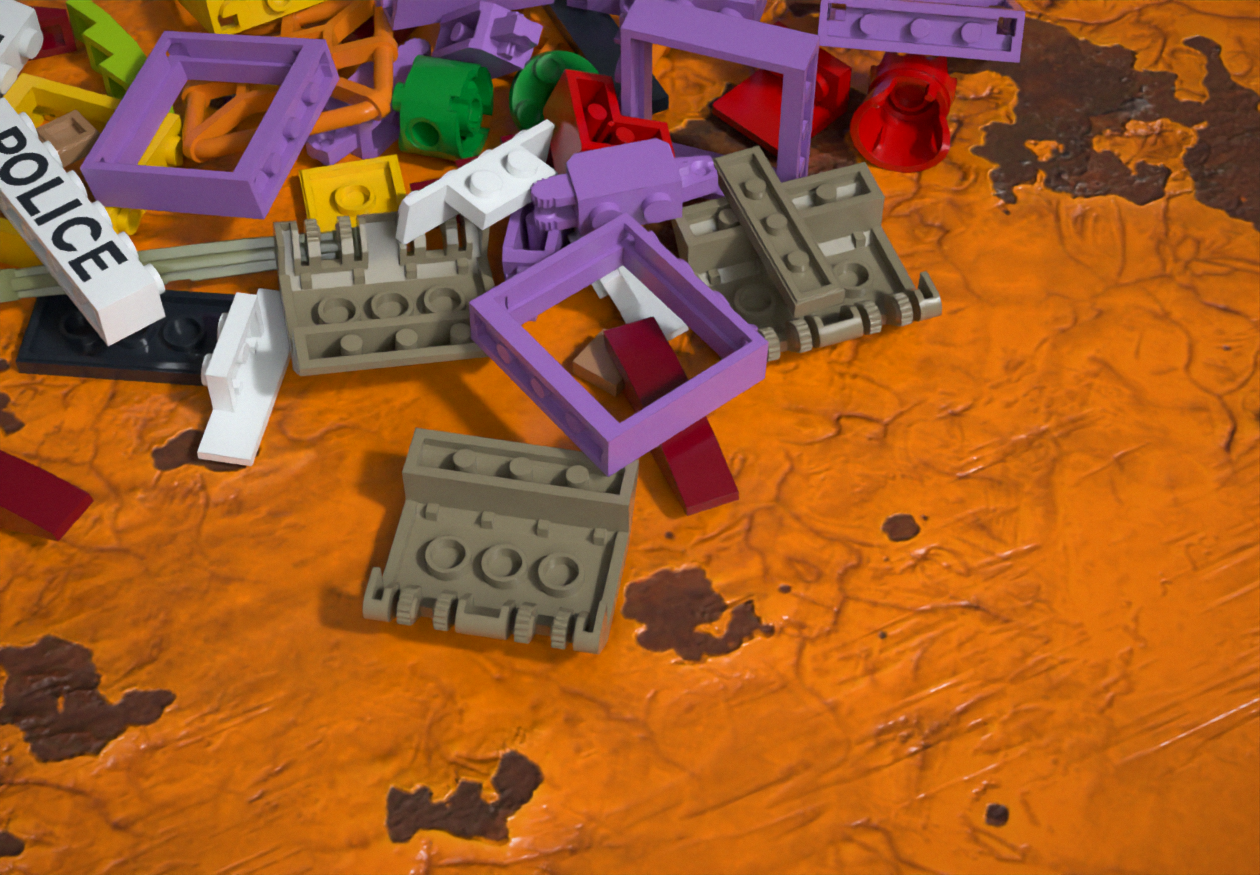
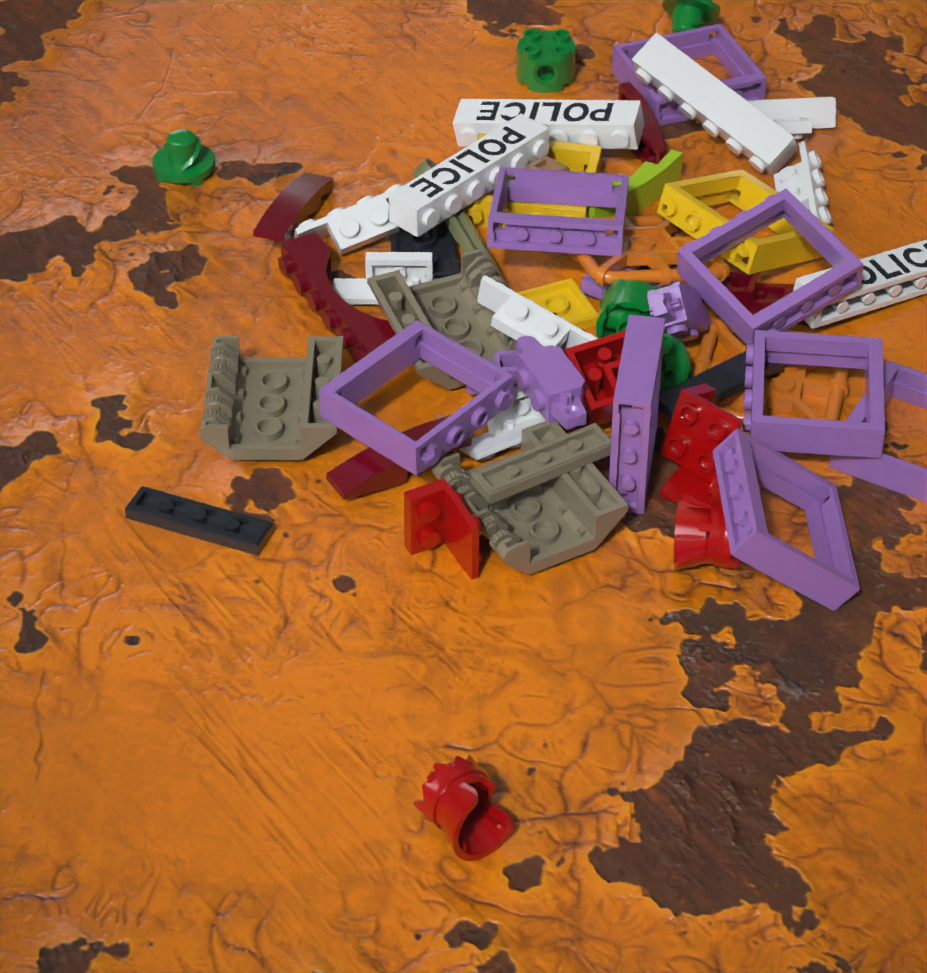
camera: 80 degrees right, 10 degrees down
(76, 391) = (356, 224): none -> white bracket
(169, 476) = (308, 266): none -> dark red arch
(719, 93) = (697, 430): none -> red bracket
(742, 699) = (200, 520): none -> black tile
(861, 359) = (437, 517): none -> red bracket

